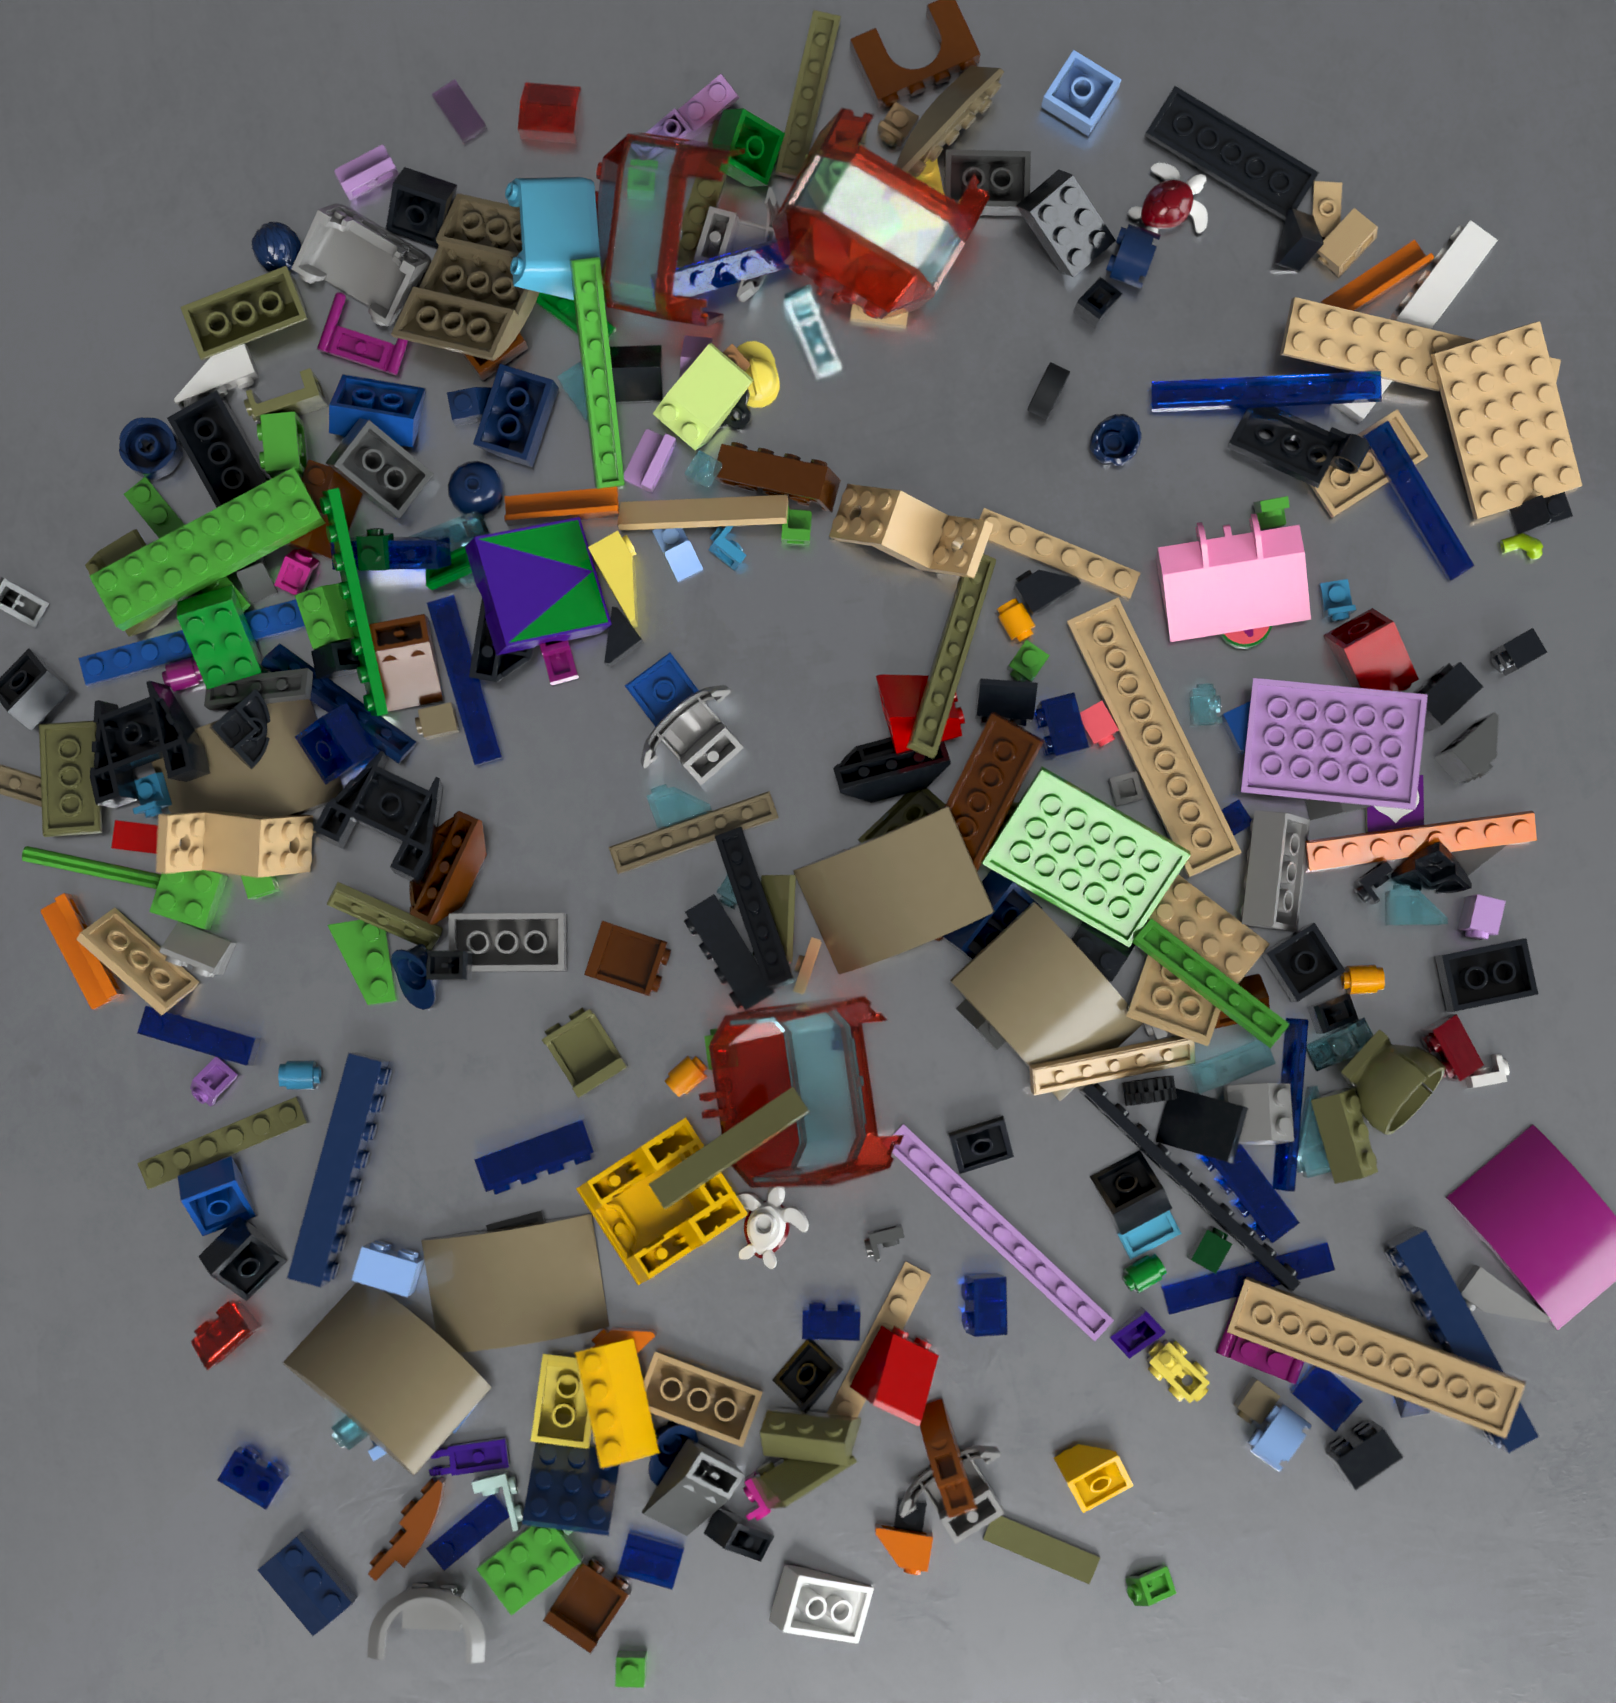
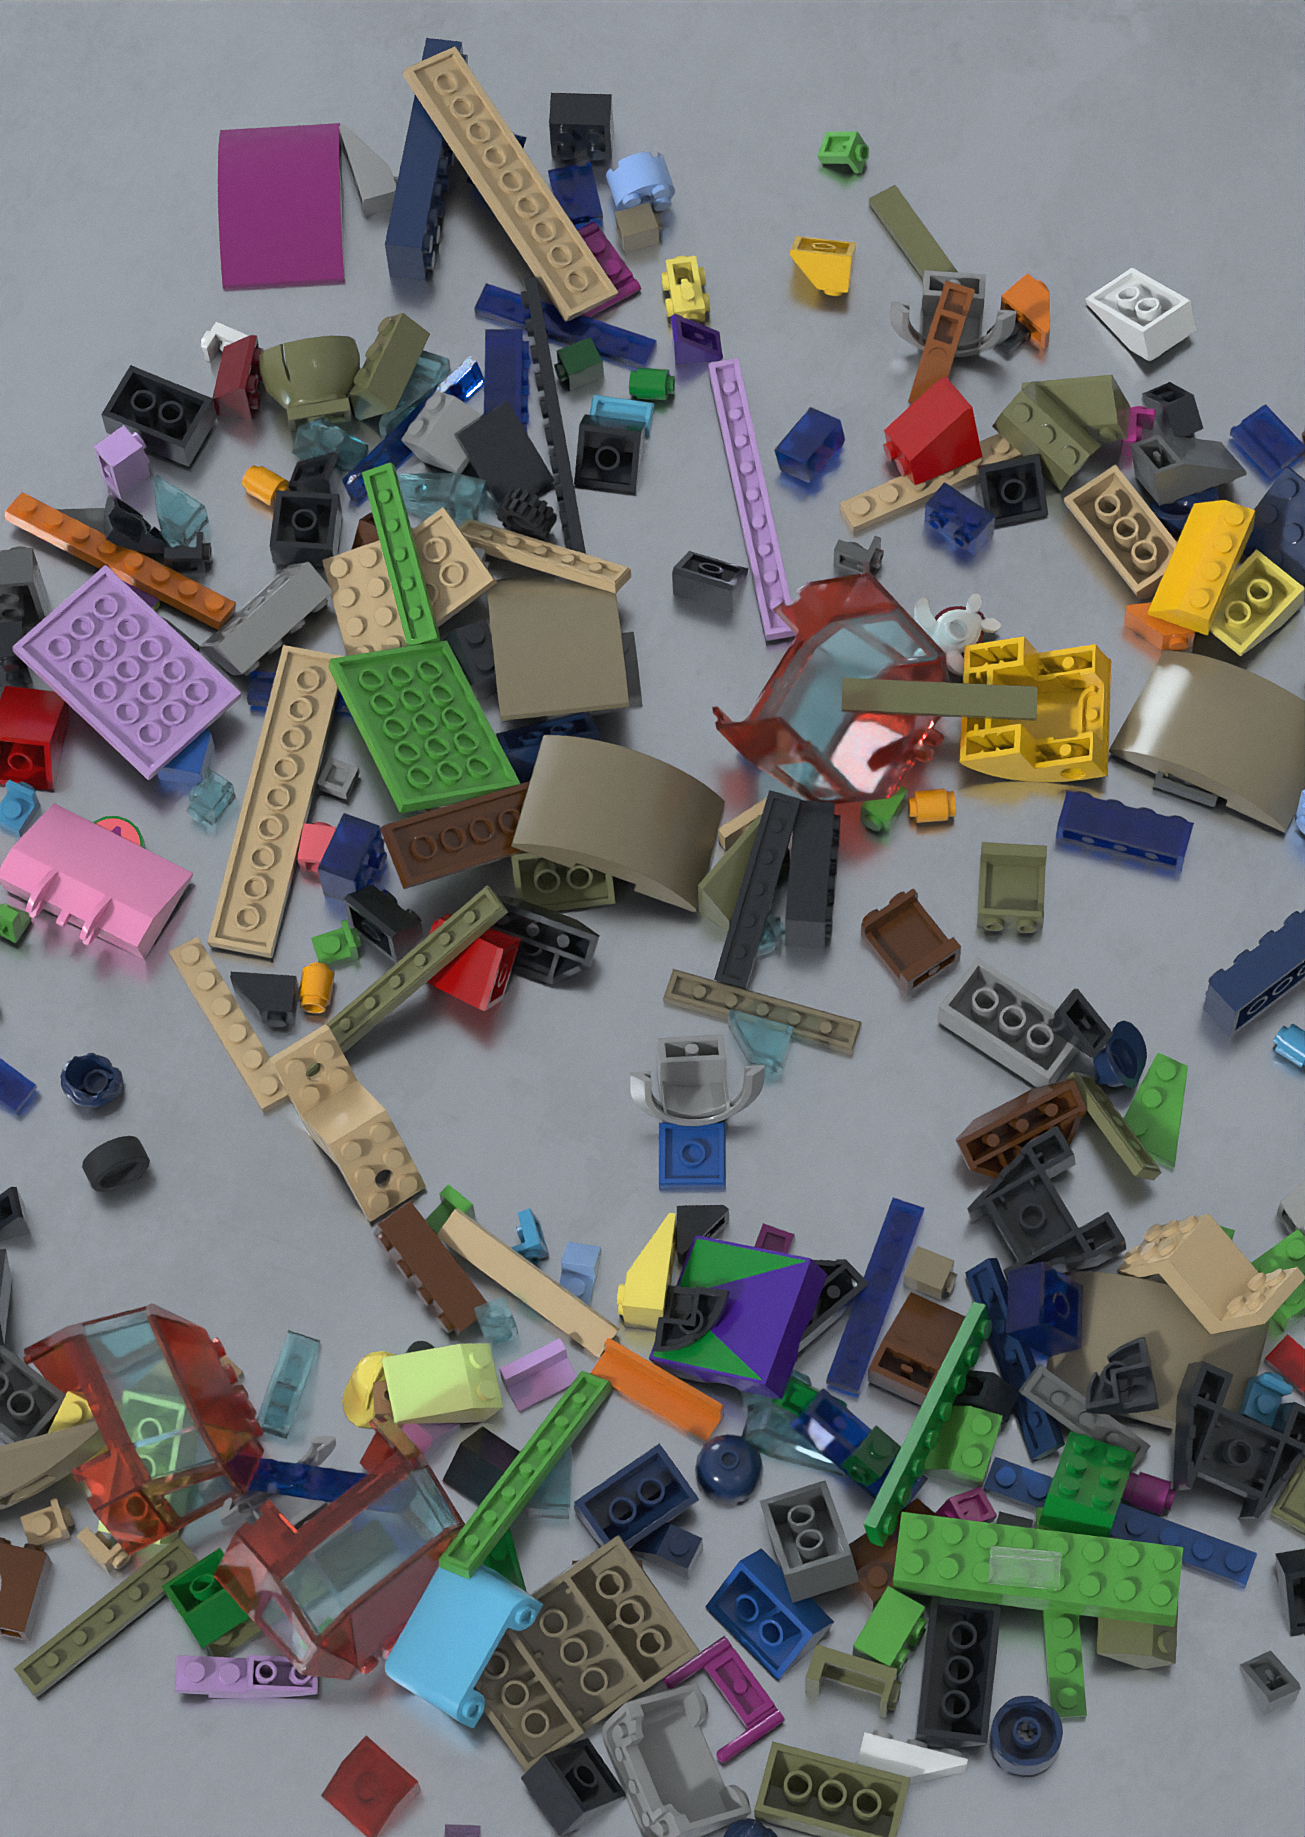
camera: 140 degrees left, 20 degrees down
(208, 532) = (1024, 1567): none -> clear tile
(569, 557) = (688, 1316): none -> black brick

